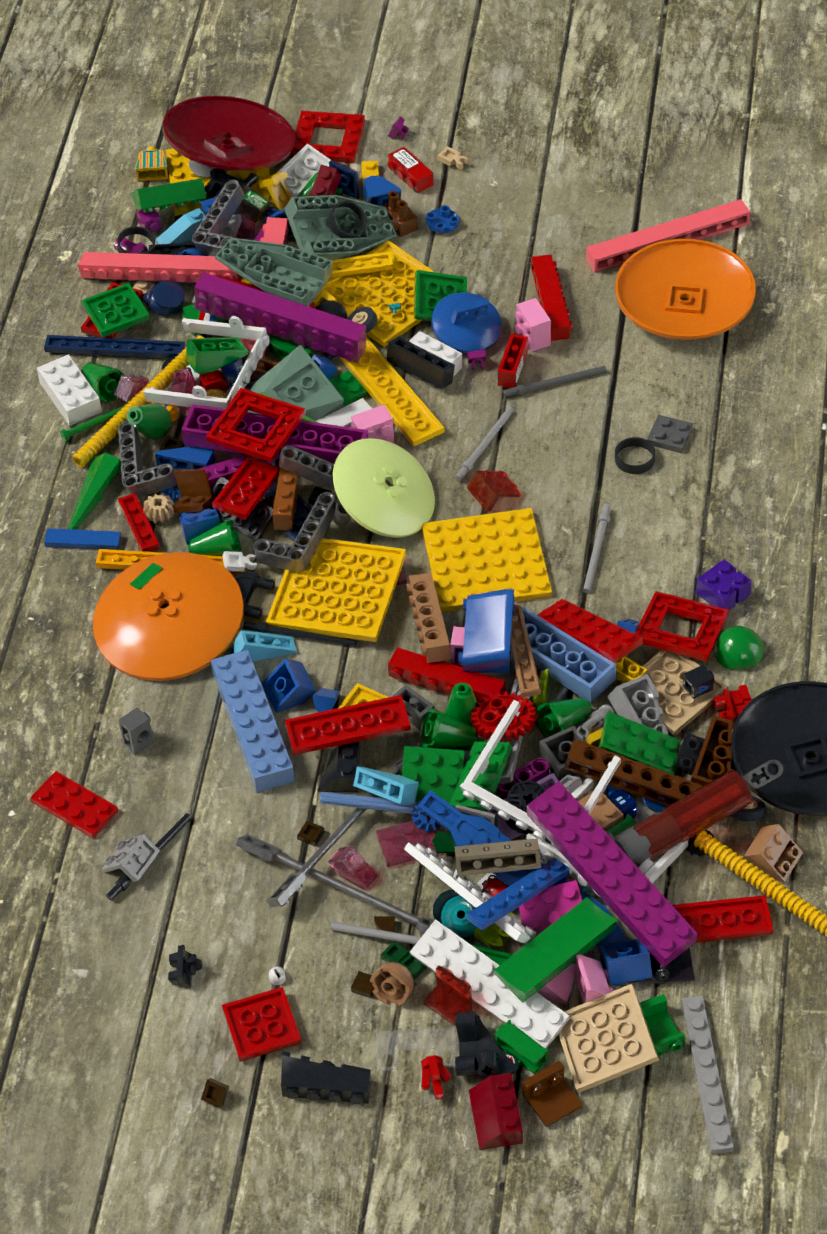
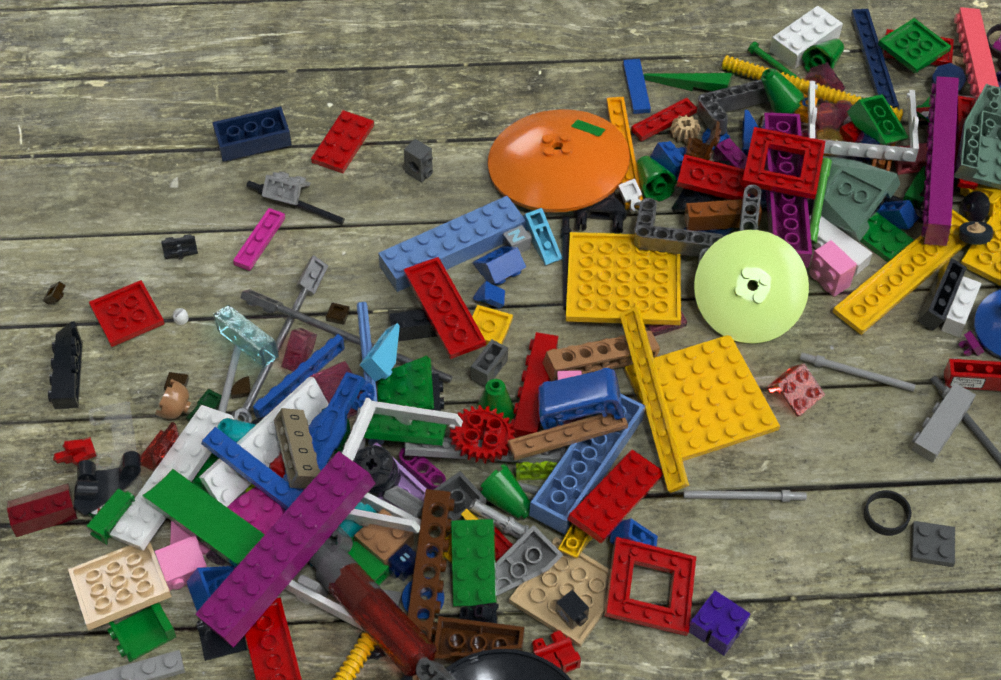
camera: 75 degrees right, 5 degrees up
(43, 882) = (252, 133): none -> dark blue brick
(193, 892) = (259, 239): none -> dark pink plate
(263, 664) = (518, 238): none -> light grey brick
(329, 907) = (246, 335): none -> clear light blue brick
(387, 870) = (313, 365): none -> blue plate
(445, 731) = (461, 389): green cone -> none
(484, 583) = (654, 400): none -> yellow plate
(550, 1094) = (60, 550): reddish brown bracket -> none
(557, 394) = (943, 422): none -> light grey brick
(739, 648) = (640, 651): green cylinder -> none

